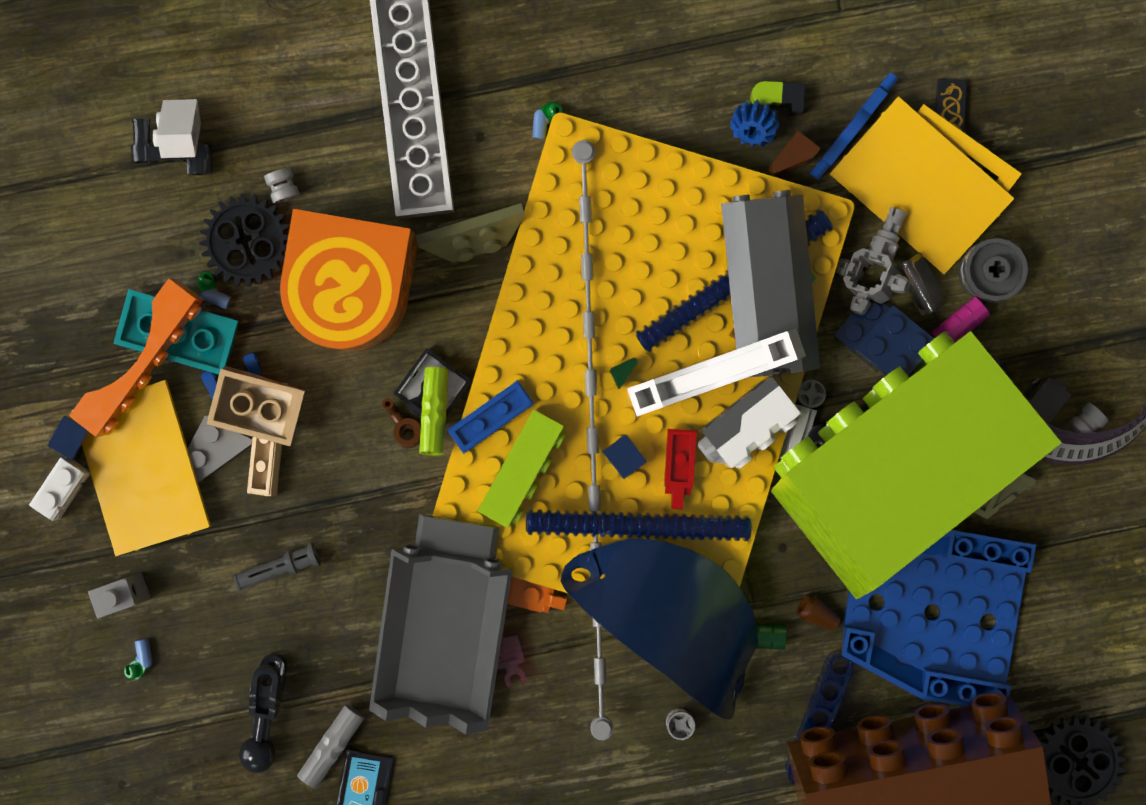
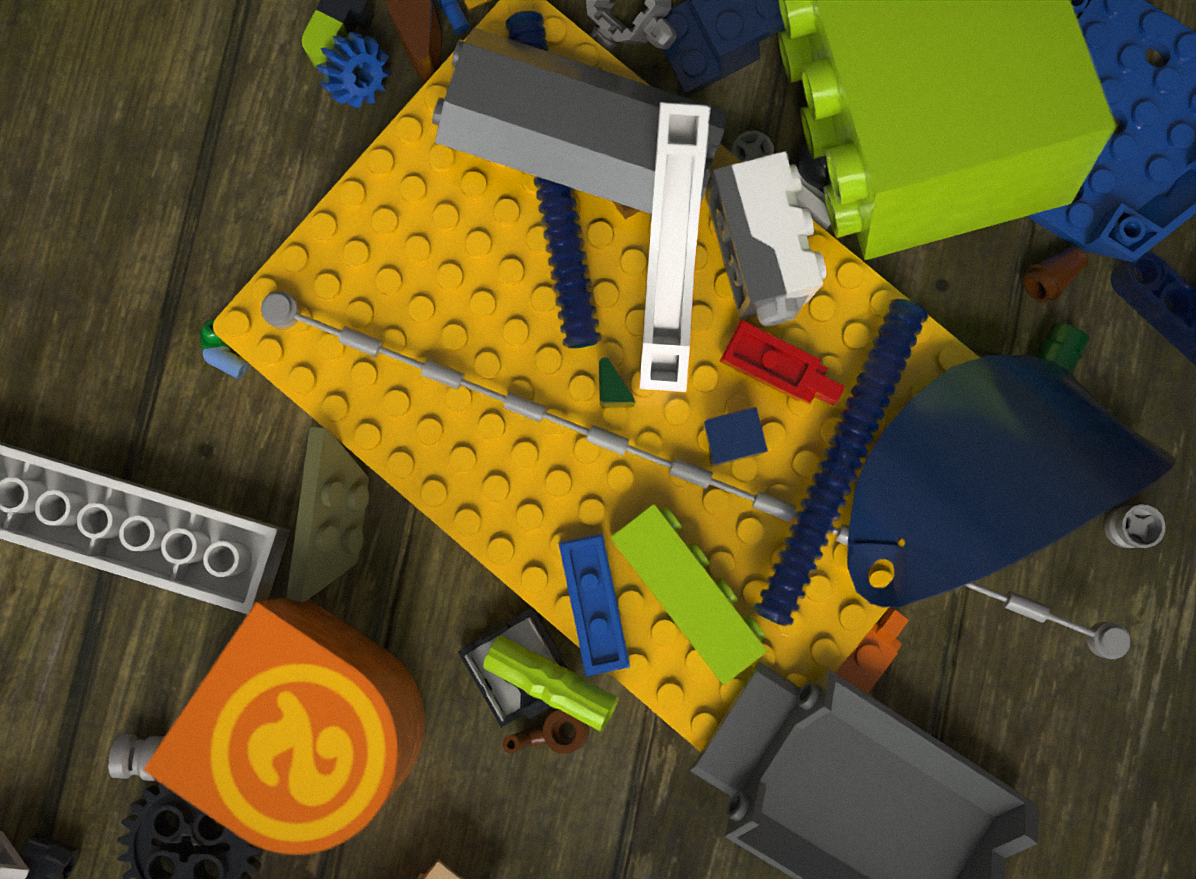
camera: 70 degrees left, 5 degrees down
(509, 658) = (944, 723): clear pink plate -> none

